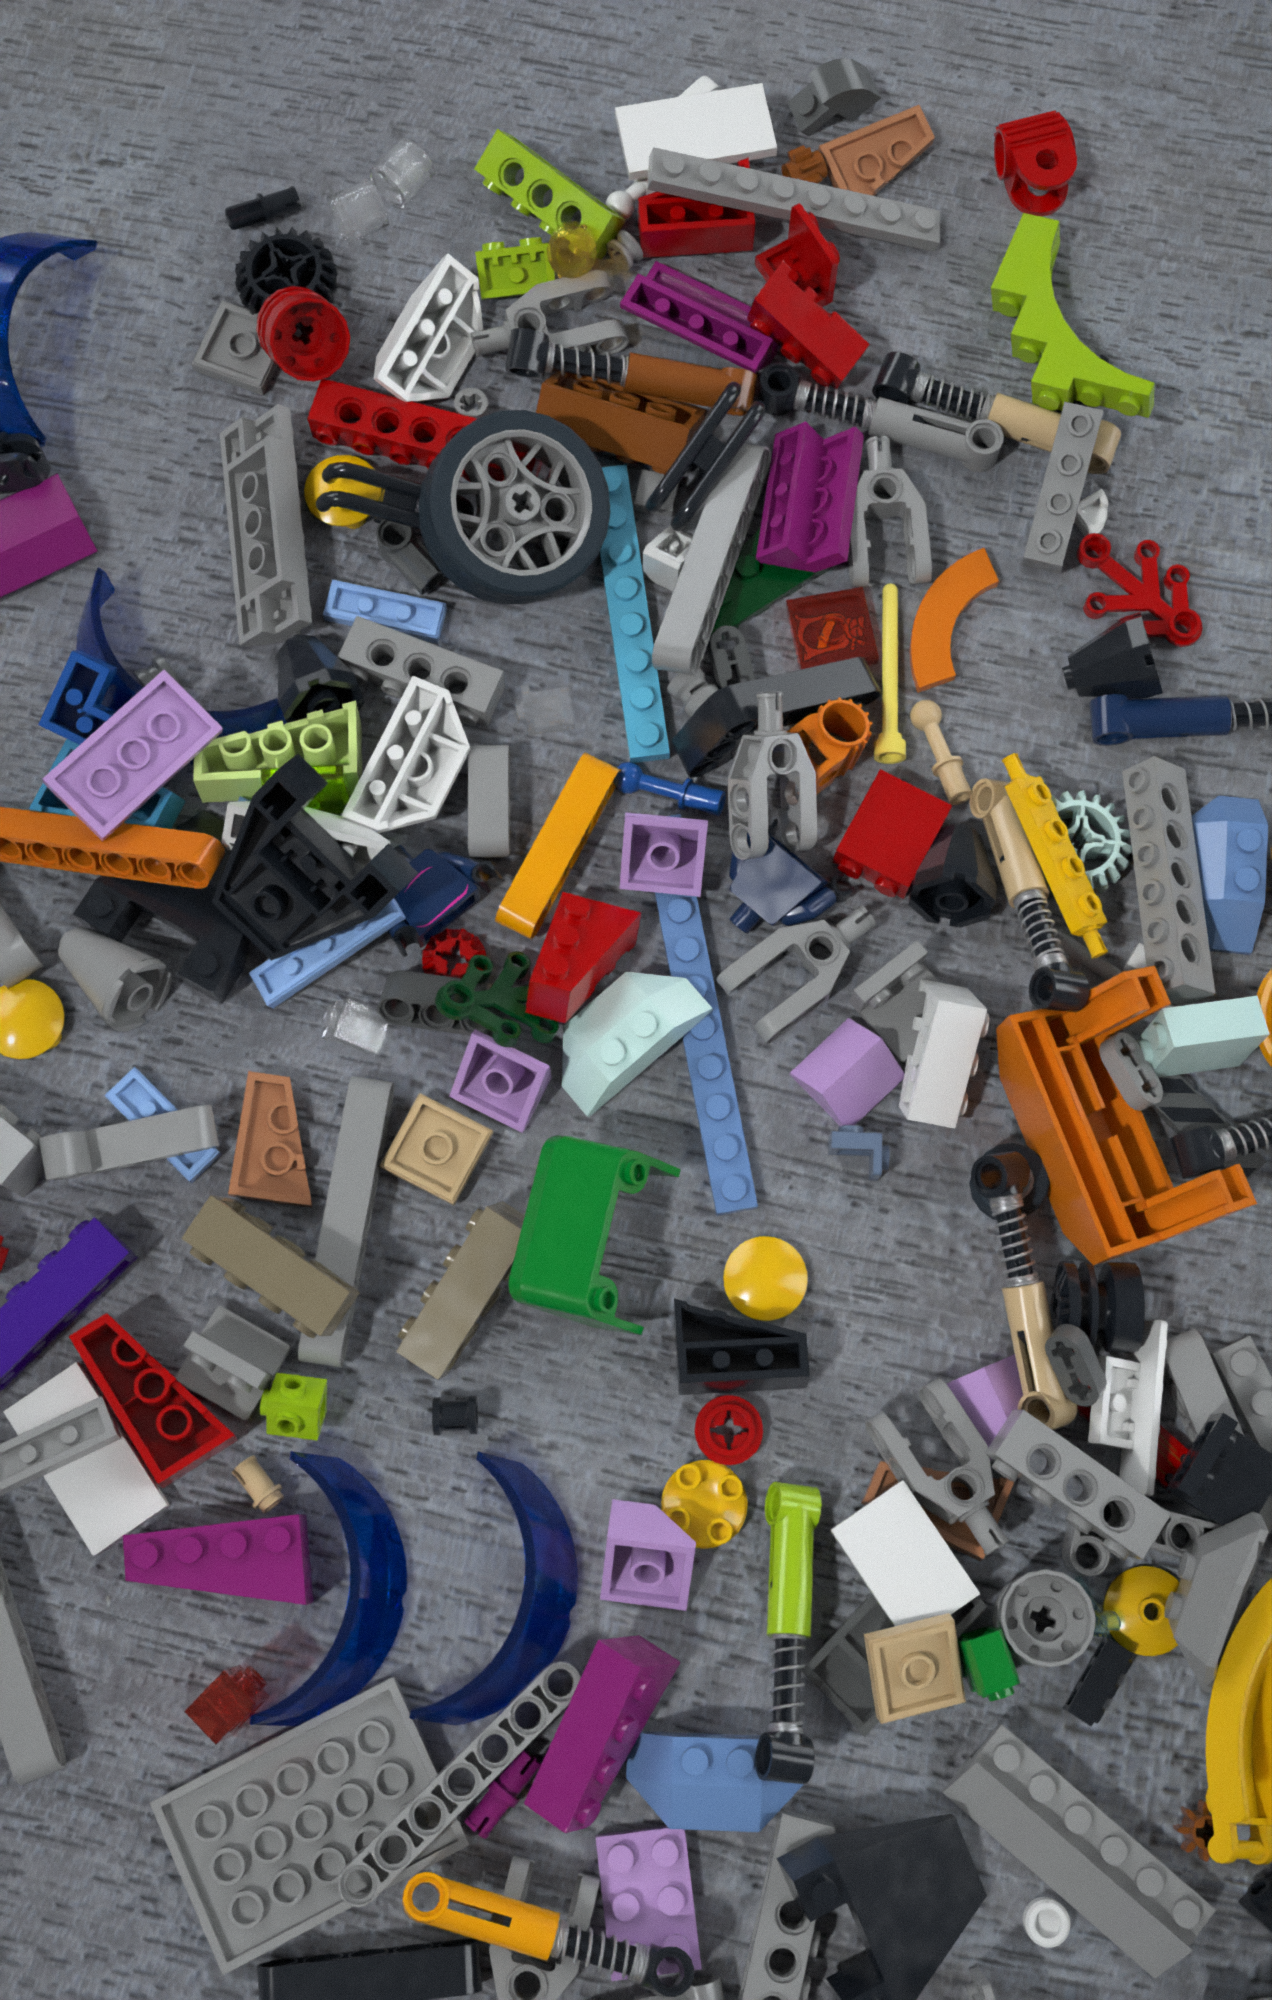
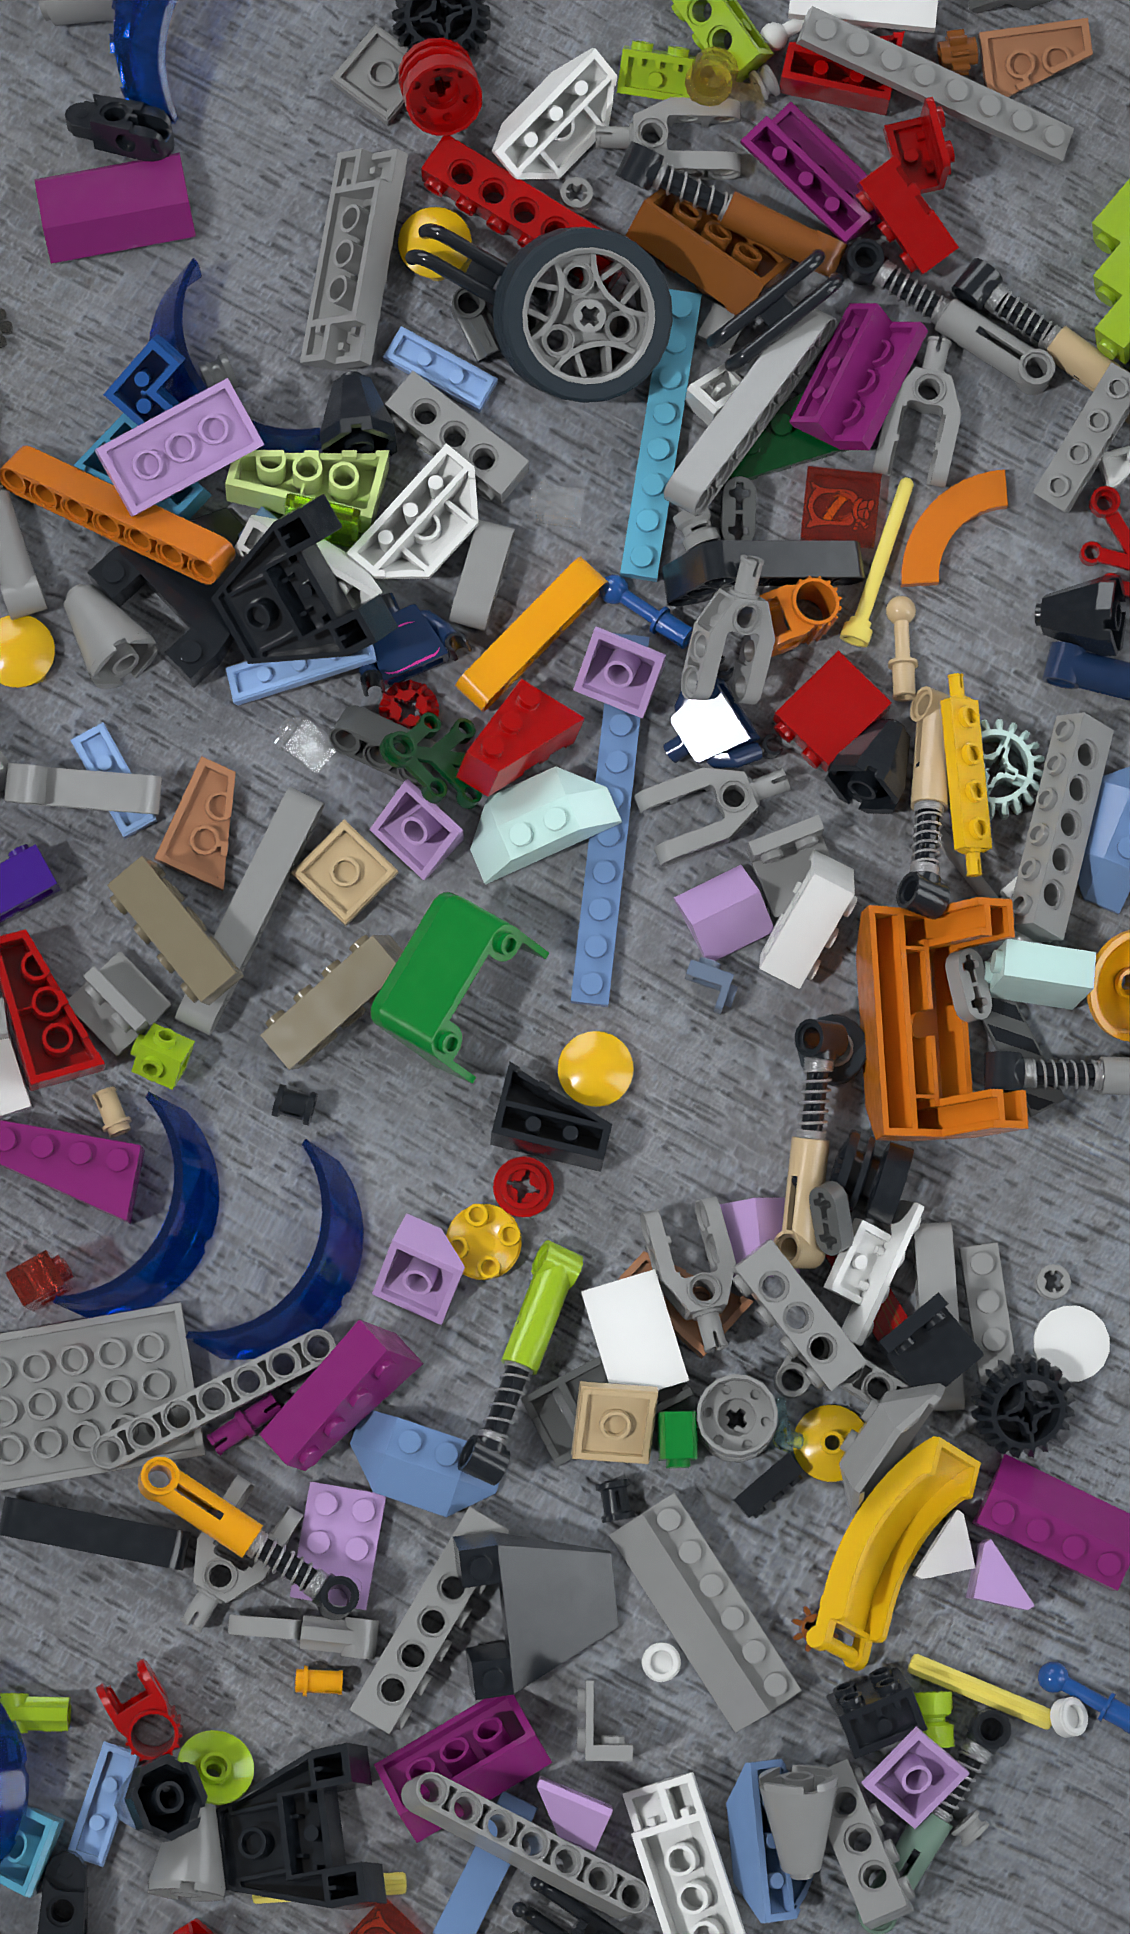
camera: 15 degrees right, 5 degrees up
(938, 1752) = (615, 1501): none -> black bush

